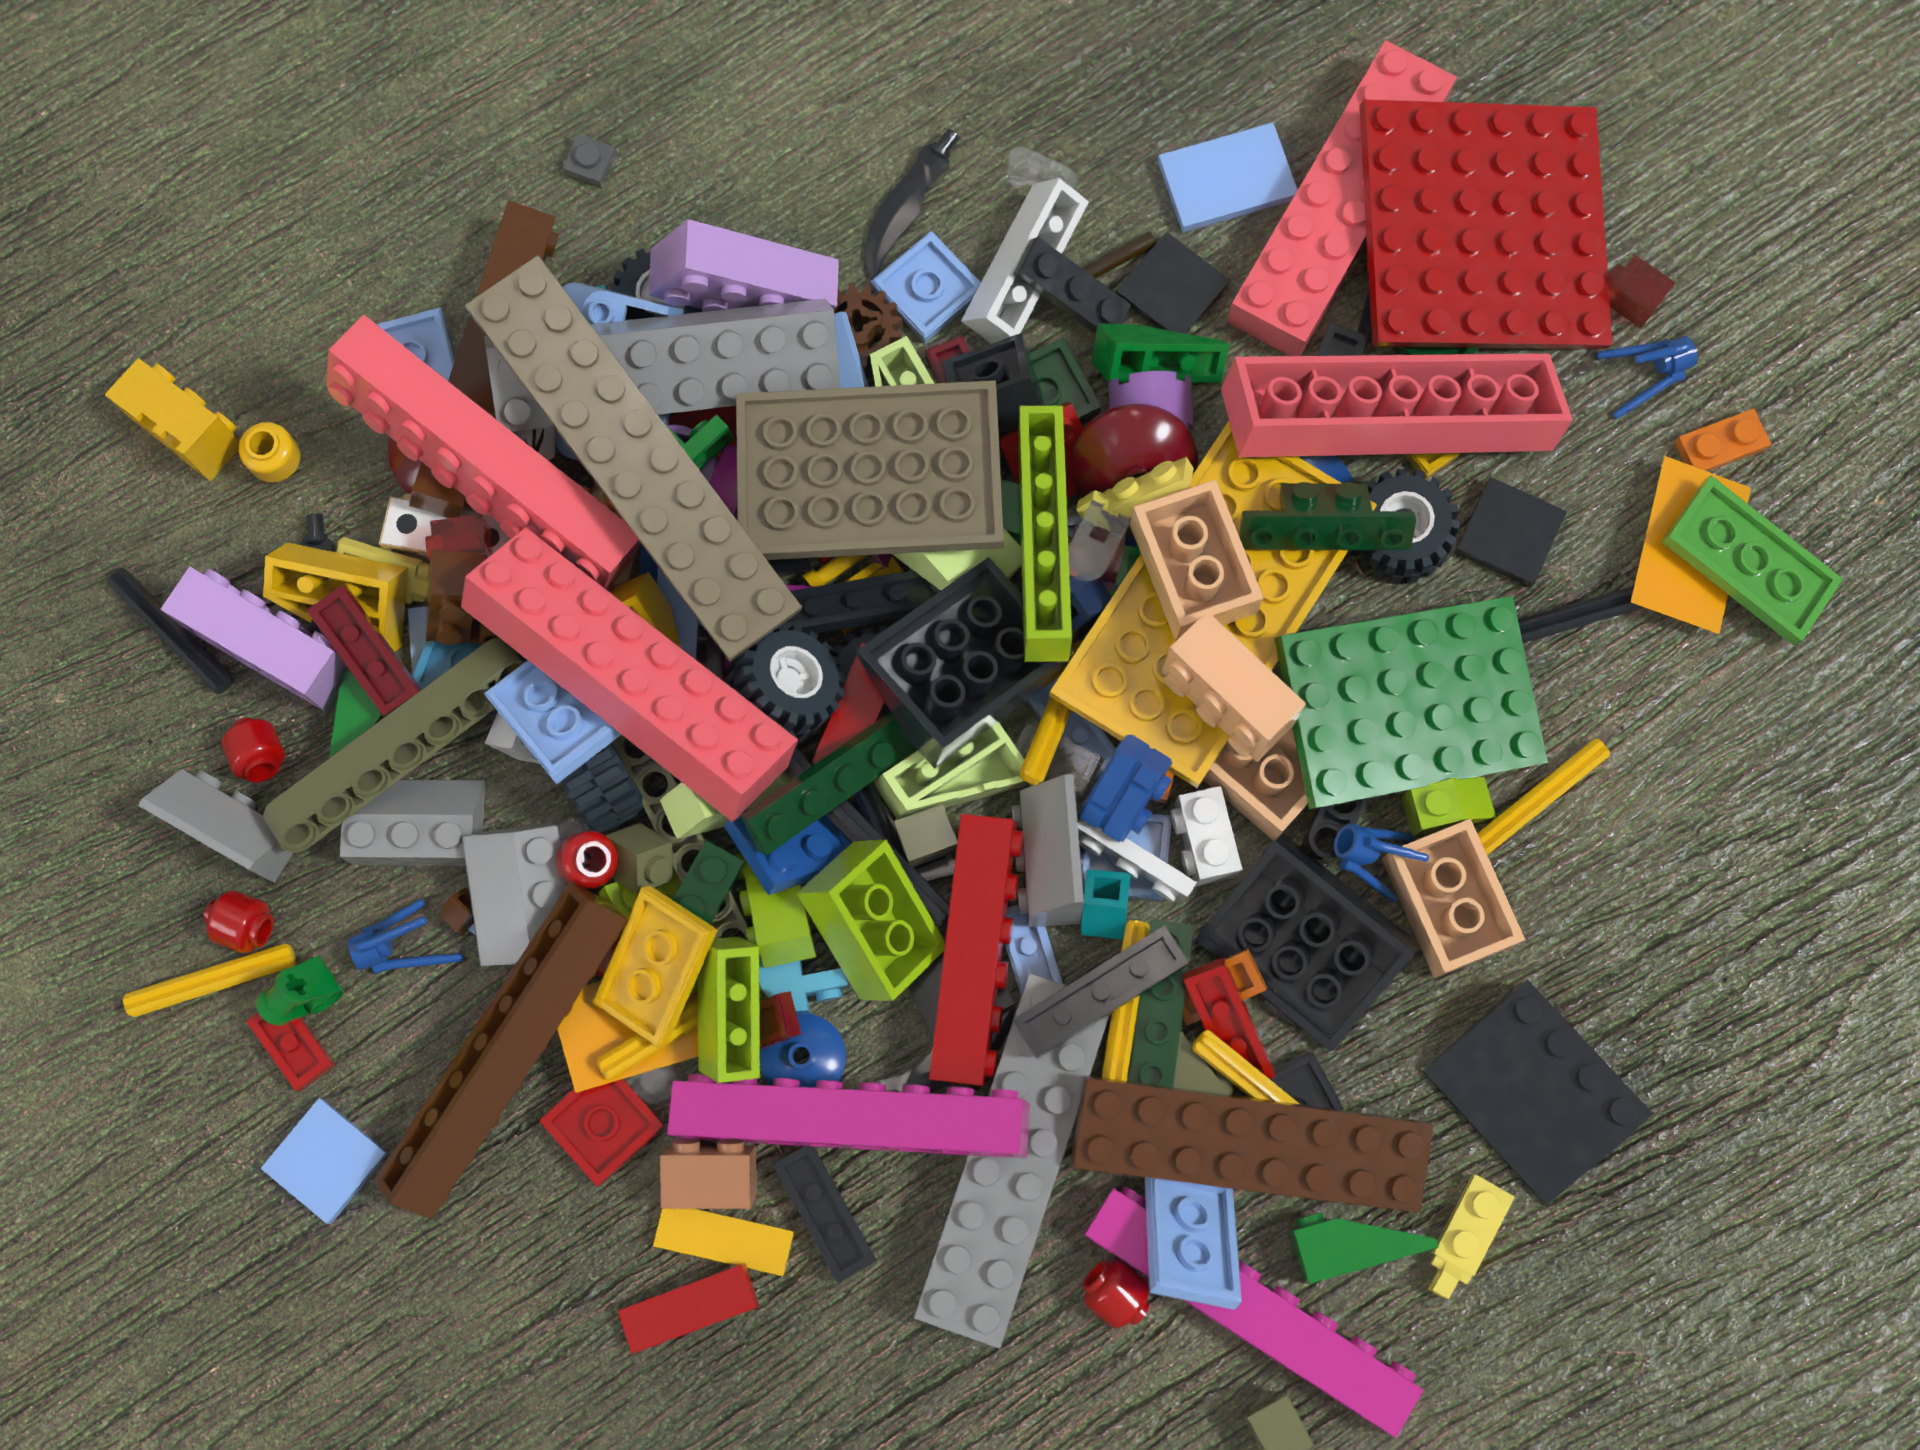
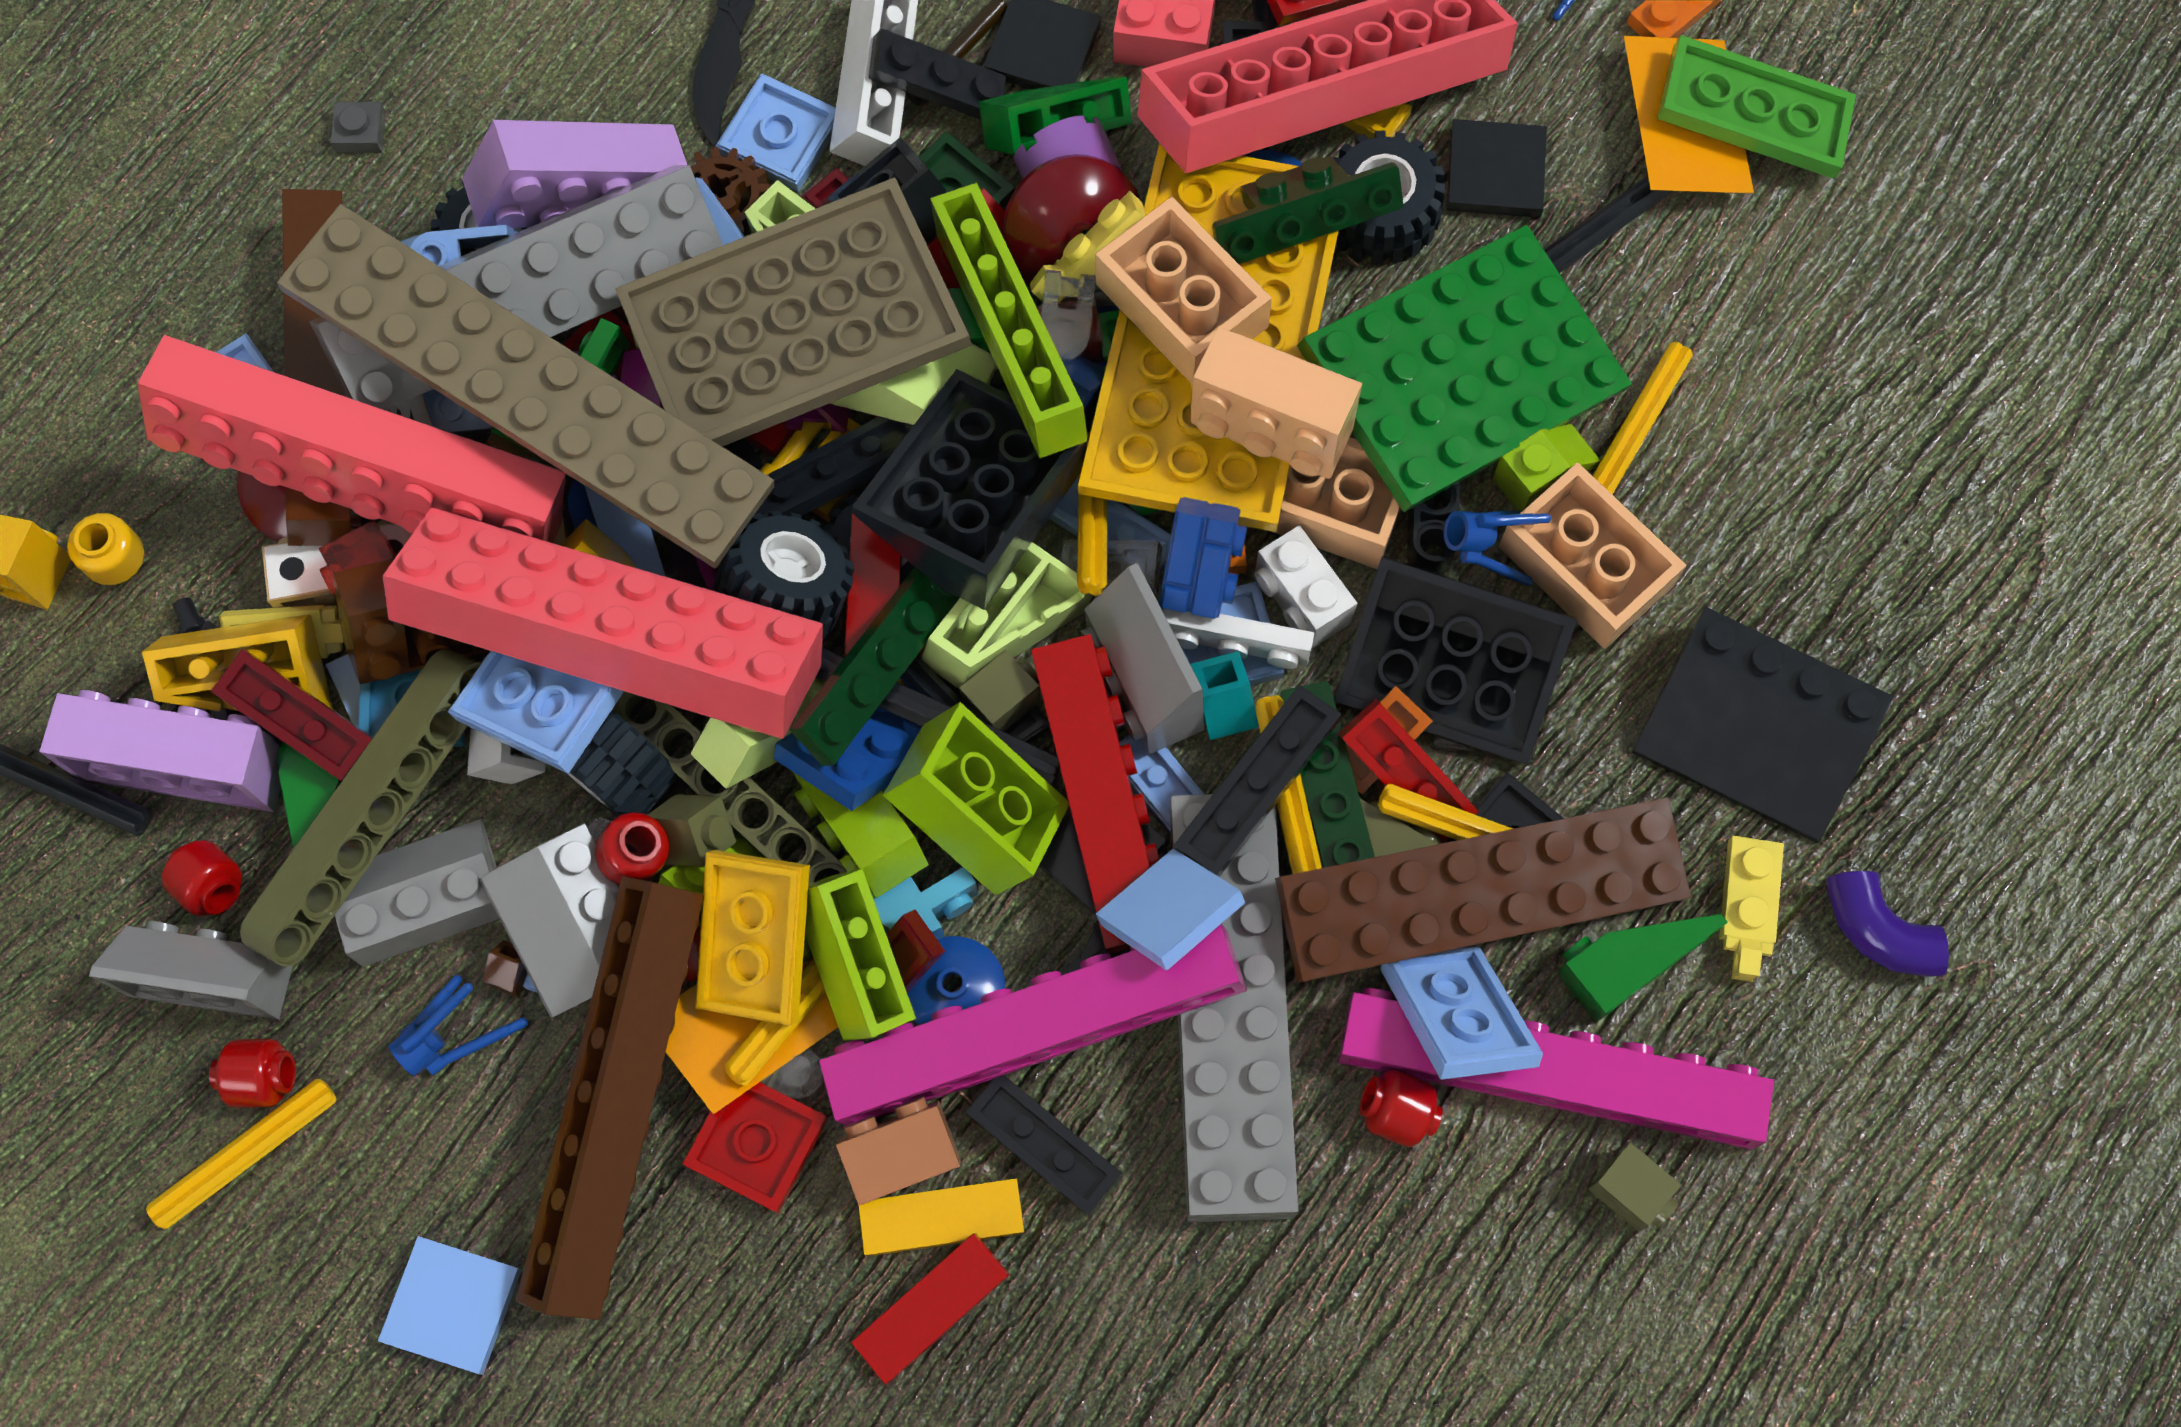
camera: 20 degrees left, 5 degrees down
(293, 1050) = (362, 1187): red plate -> none
(299, 992) = (353, 1124): green piece -> none
(709, 881) = (779, 821): dark green plate -> none
(988, 1072) = (1170, 909): none -> light blue tile
(1562, 1301) = (1879, 932): none -> dark purple cylinder

